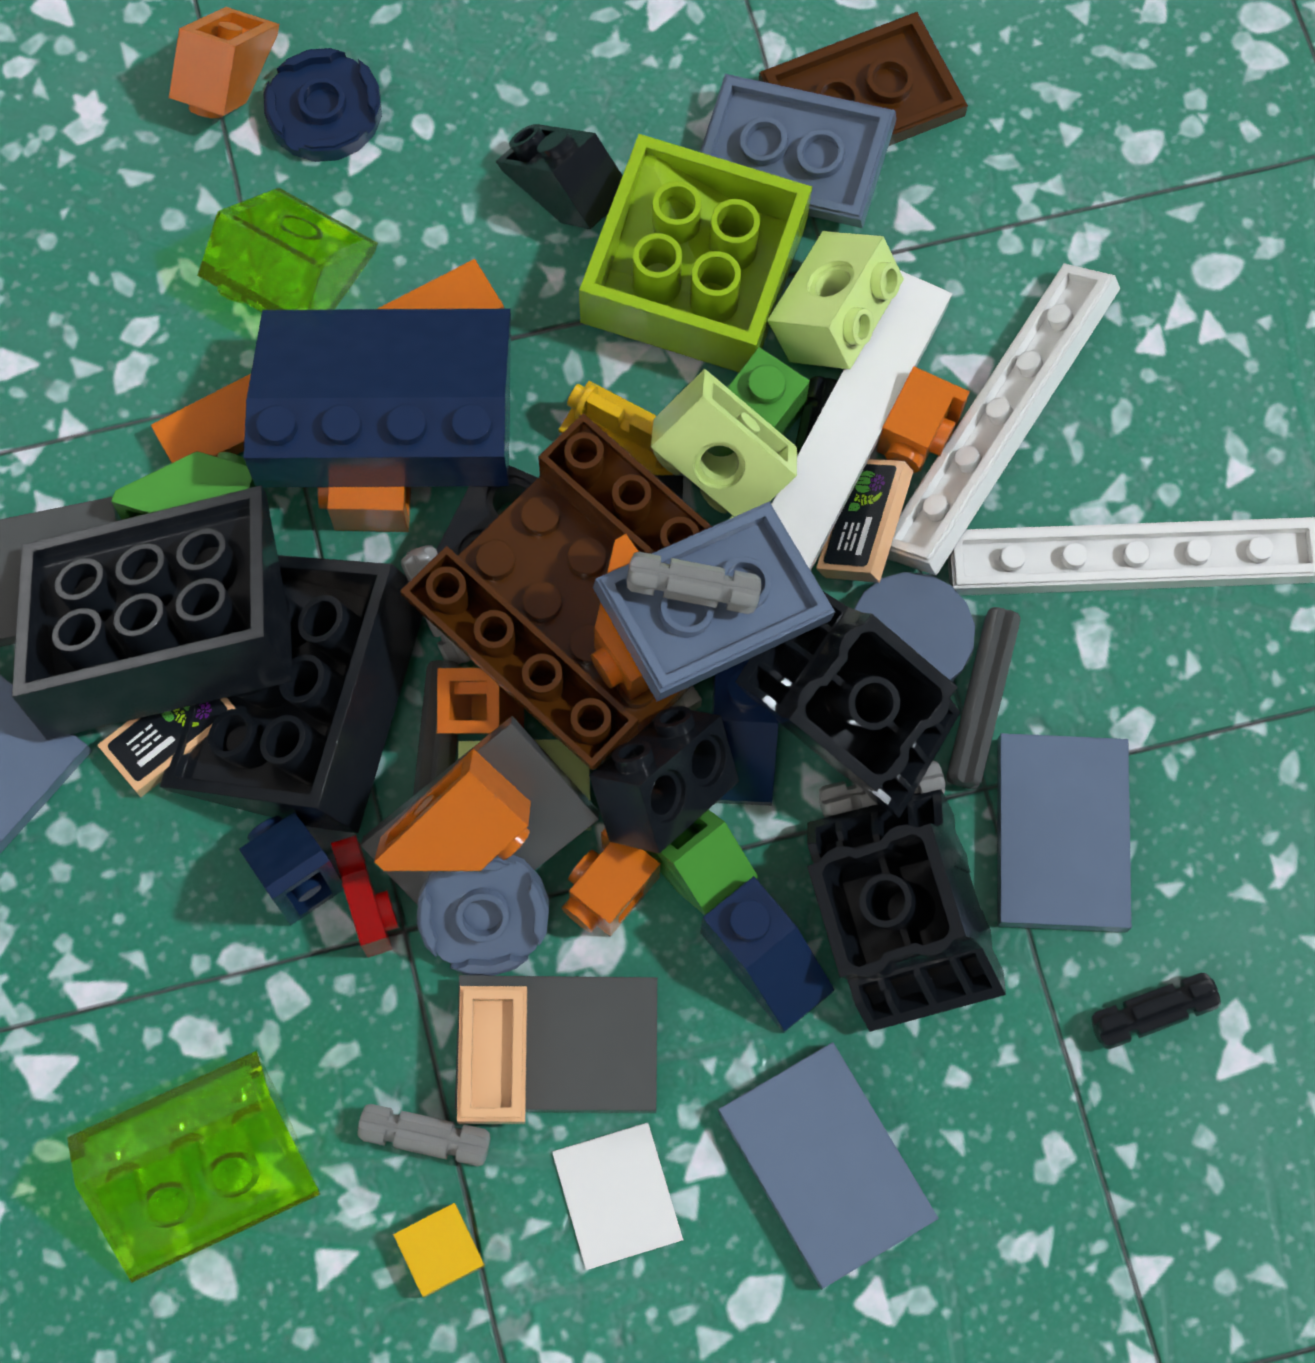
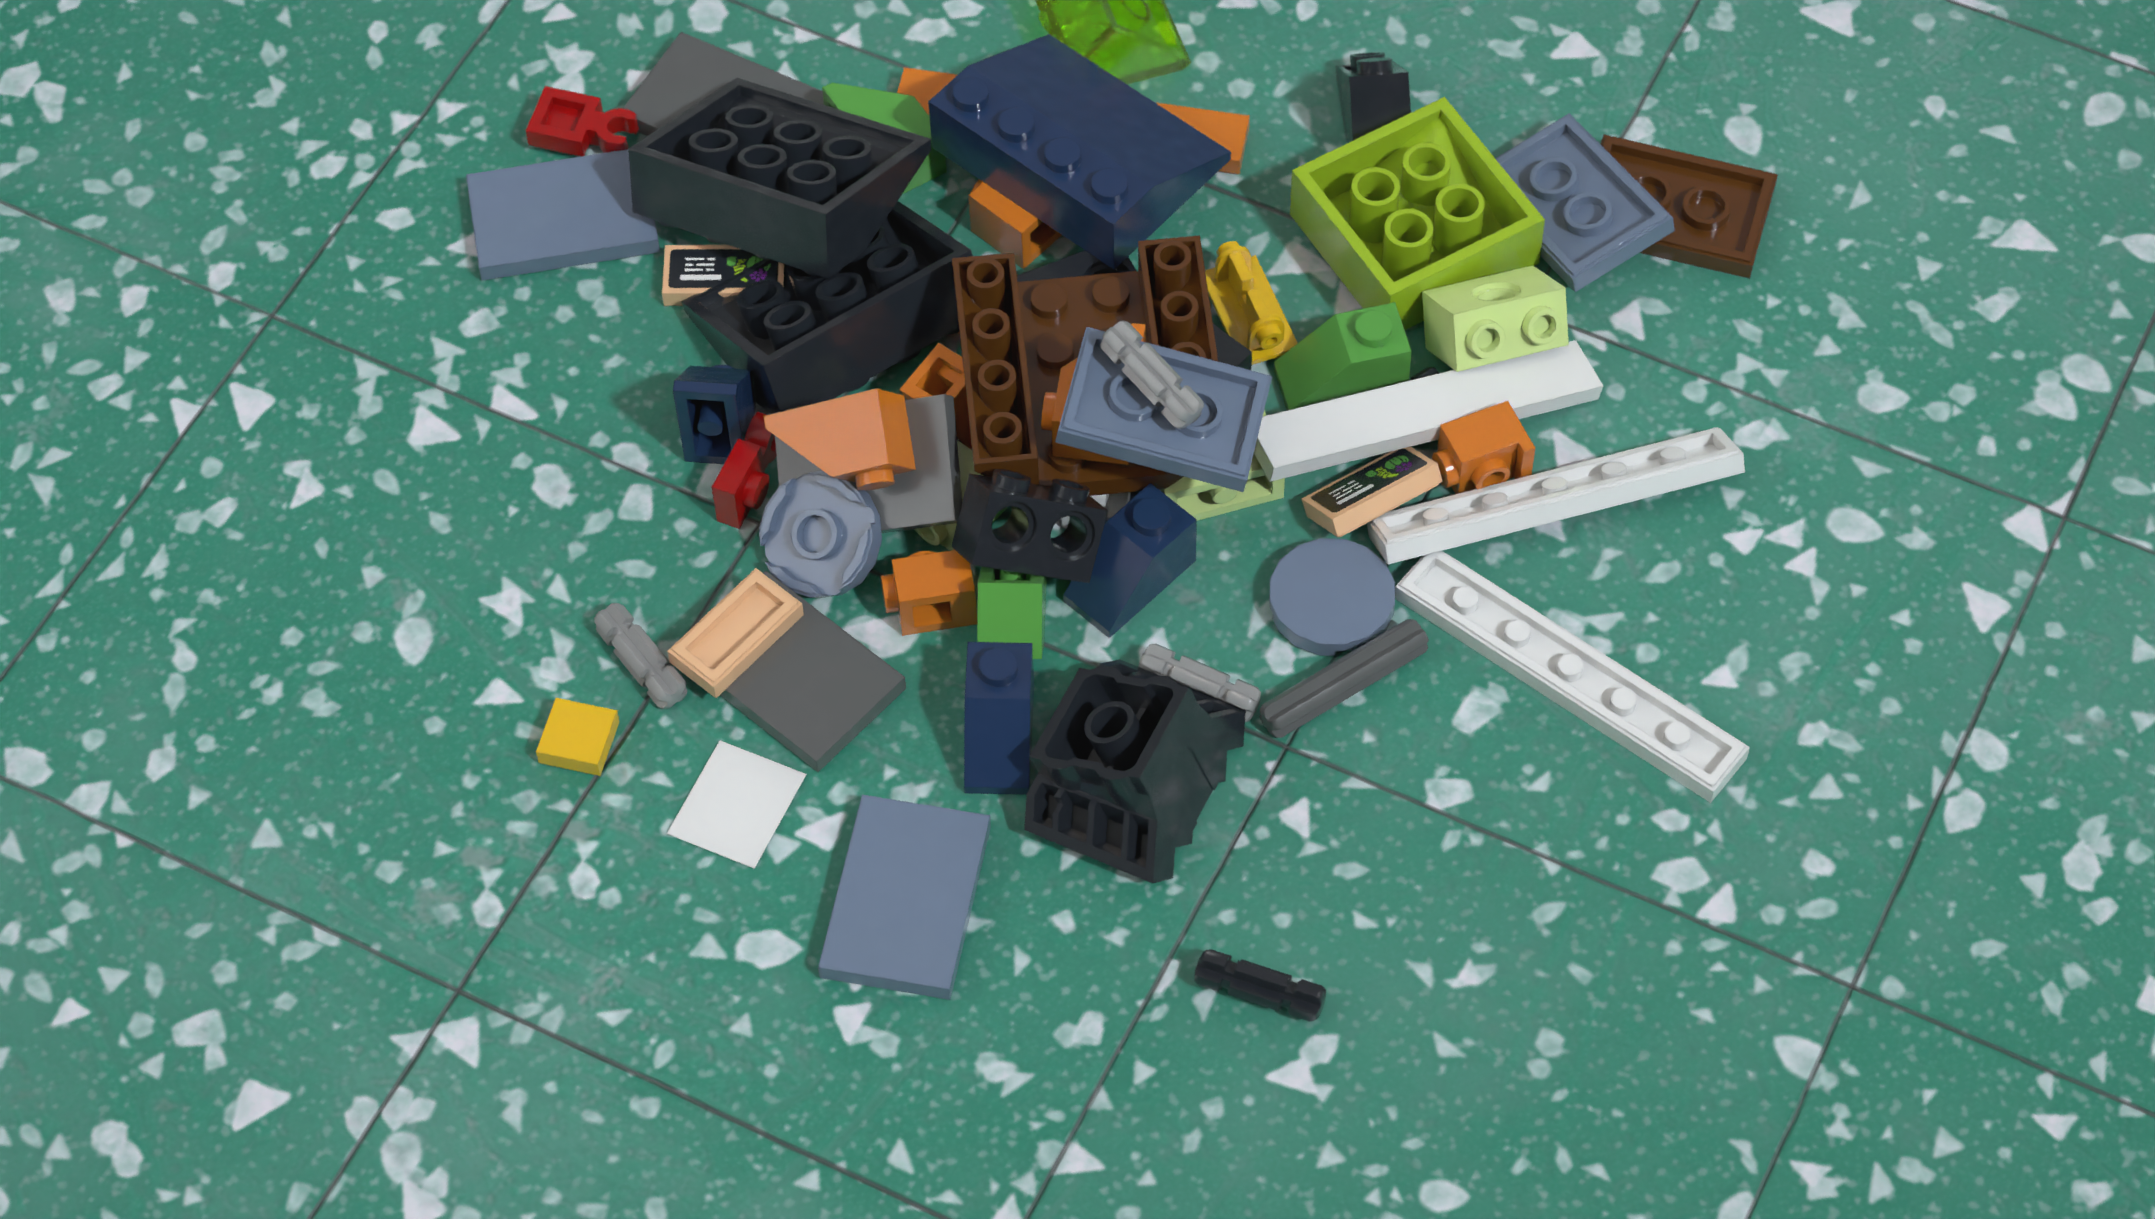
camera: 45 degrees right, 15 degrees down
(191, 1167) = (465, 551): clear neon green slope -> none
(712, 416) = (1307, 314): yellowish green brick -> none
(858, 702) = (1223, 582): black slope -> none
(1063, 833) = (1313, 815): sand blue tile -> none

